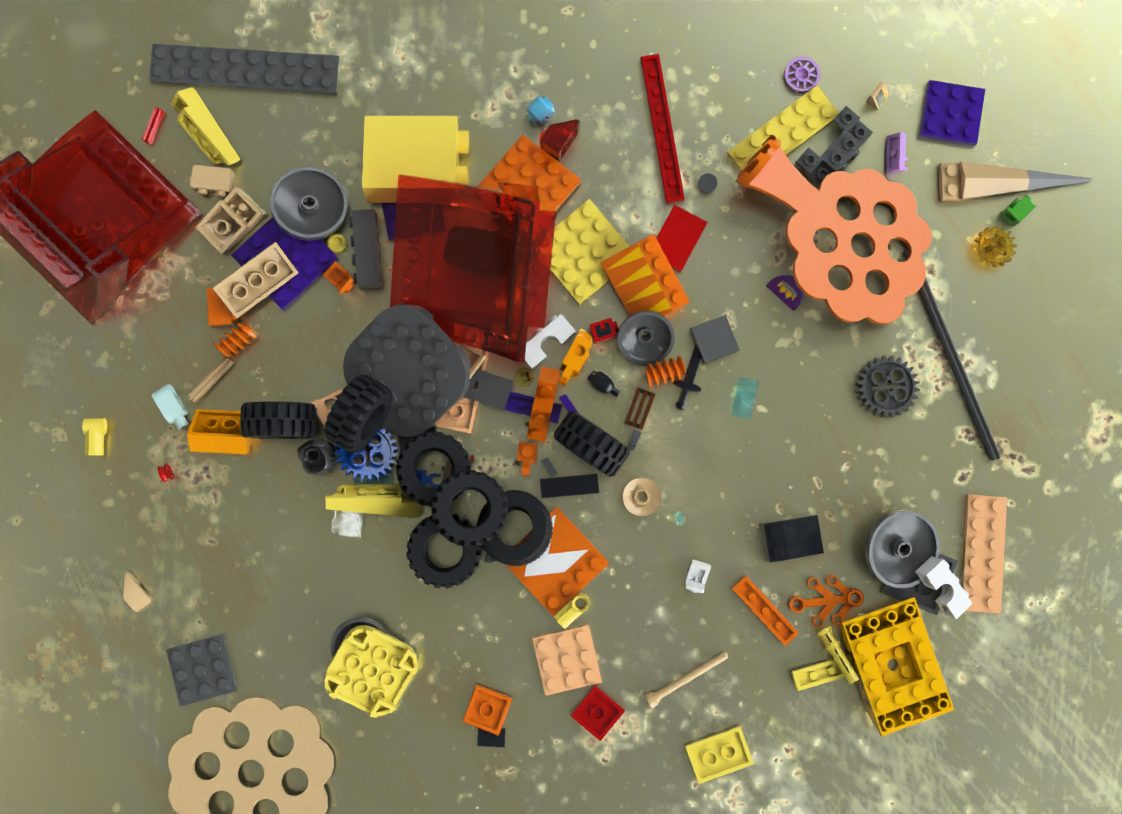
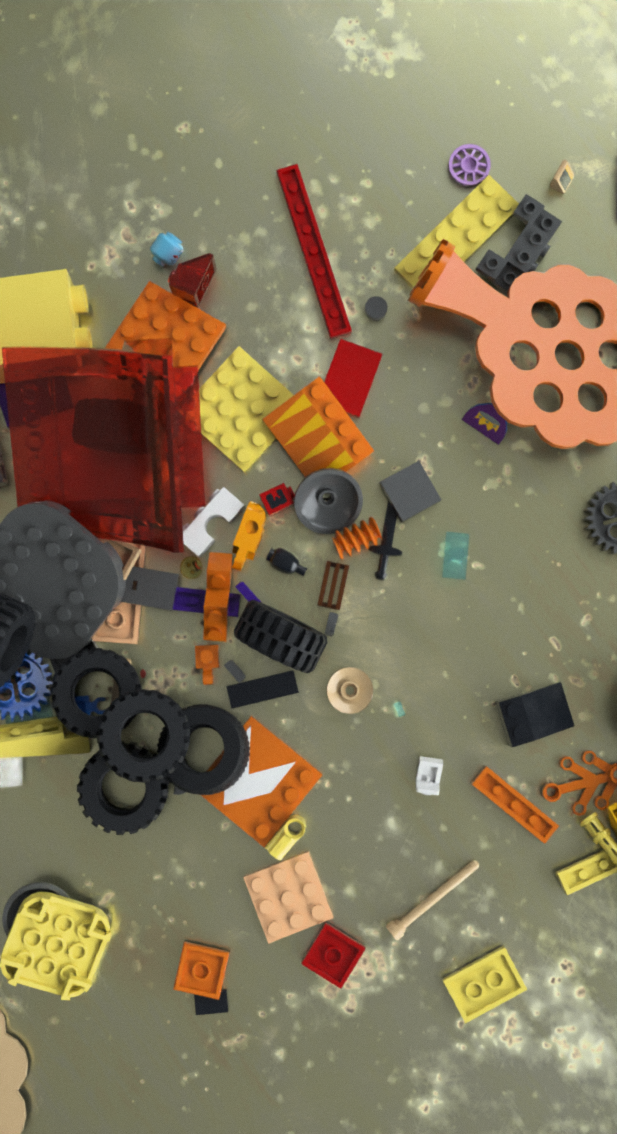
camera: 10 degrees left, 0 degrees up
(896, 153) = (592, 242): lavender plate -> none

